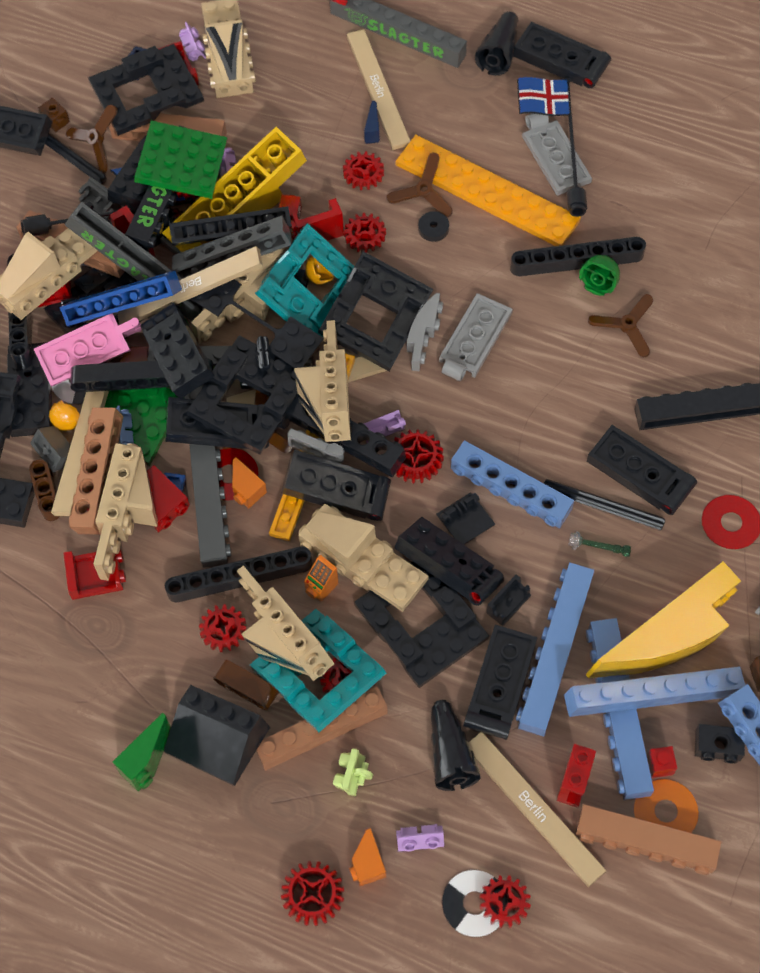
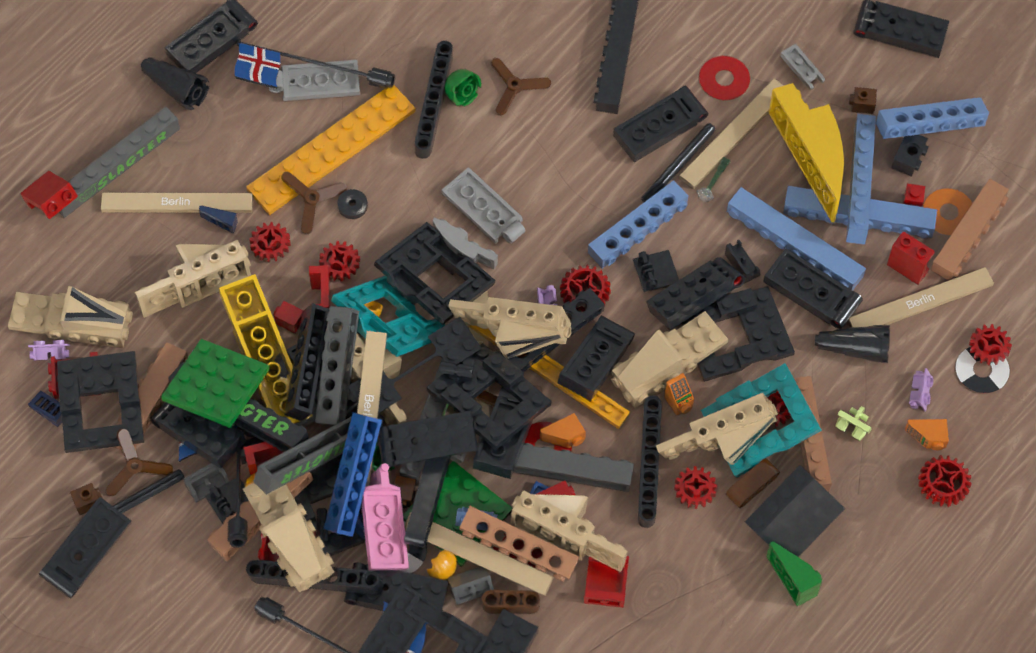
camera: 75 degrees left, 0 degrees up
(301, 120) = (198, 267): none -> tan wedge
(315, 446) = (555, 360): light grey hinge -> none
(658, 546) = (729, 137): none -> tan tile

